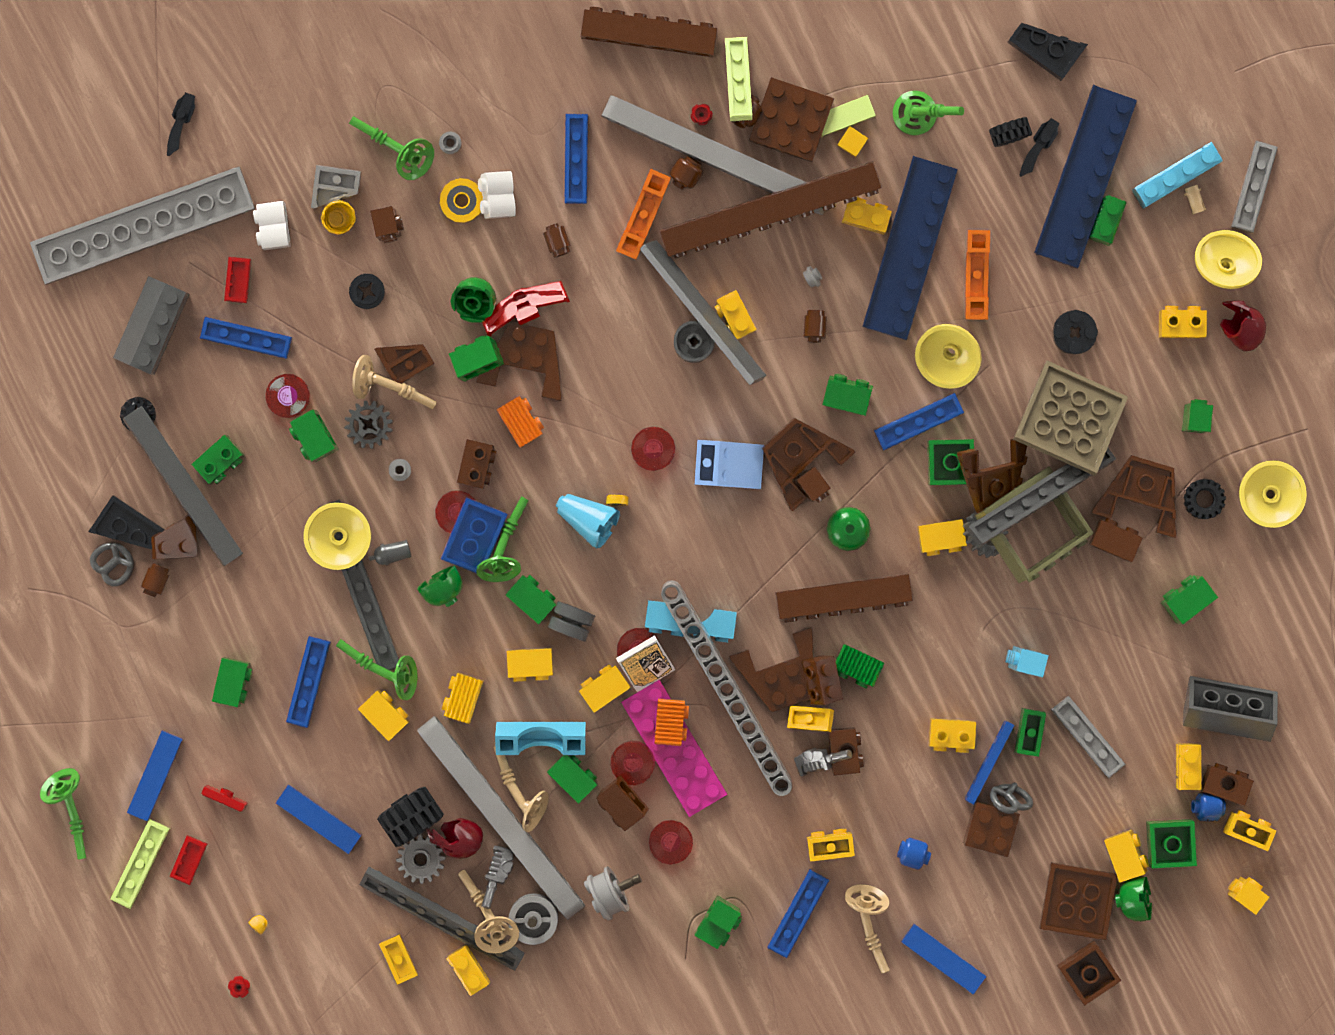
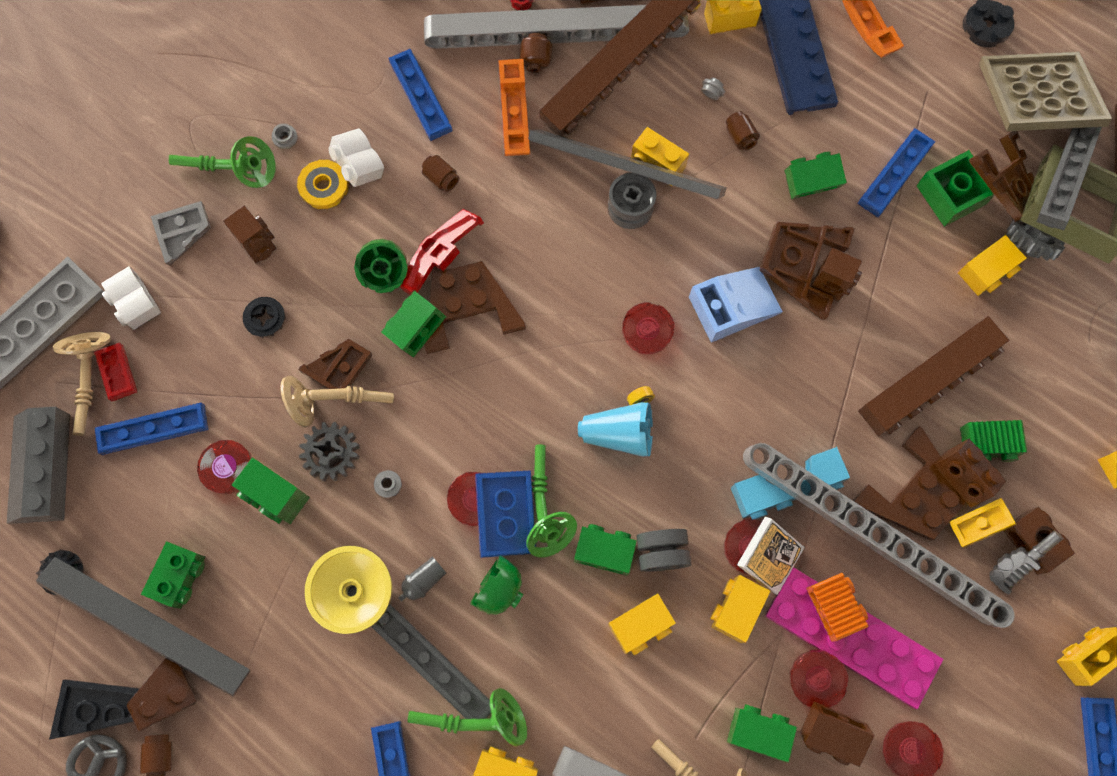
camera: 30 degrees left, 15 degrees down
(220, 256) = (84, 350): none -> tan dish
(338, 217) = (197, 255): yellow hair -> none
(462, 697) = (586, 705): yellow brick -> none
(476, 464) = (468, 435): reddish brown brick -> none
(520, 421) = (493, 366): orange brick -> none
(564, 736) = (729, 688): medium azure arch -> none
(848, 529) = (894, 307): green cylinder -> none
(939, 364) = (907, 86): light yellow dish -> none

